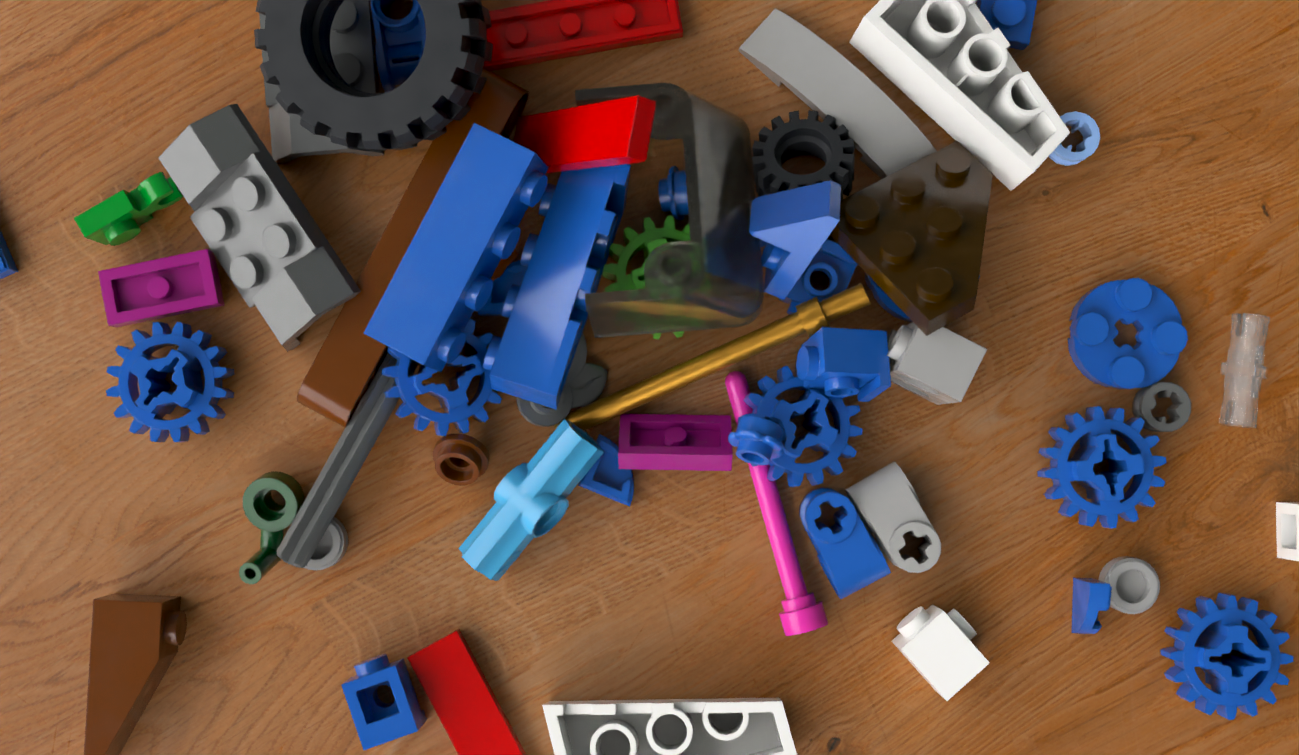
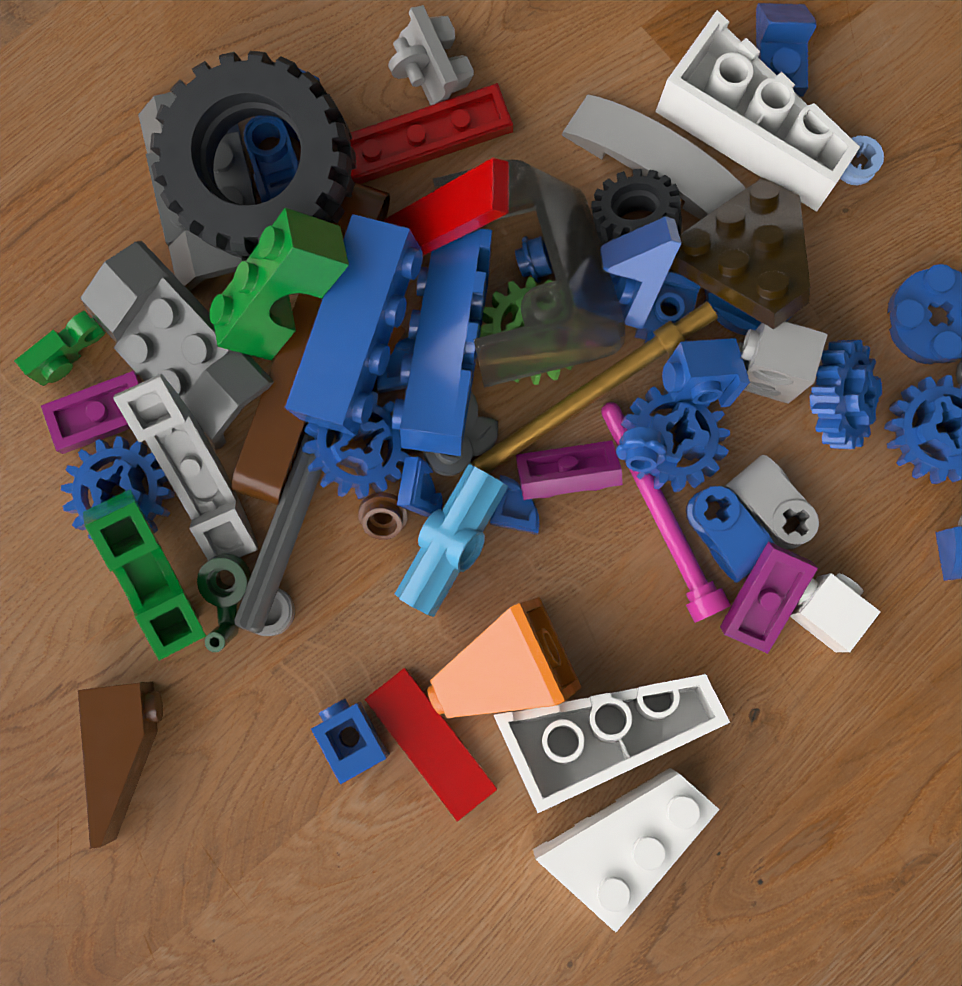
camera: 10 degrees left, 5 degrees down
(176, 462) = (144, 574): none -> green arch
(255, 369) = (190, 465): none -> light grey slope
(393, 166) = (291, 258): none -> green arch
(504, 435) = (417, 488): none -> blue tile
(571, 656) = (507, 667): none -> slope
(870, 623) = (768, 597): none -> magenta plate
(999, 412) = (845, 394): none -> blue gear

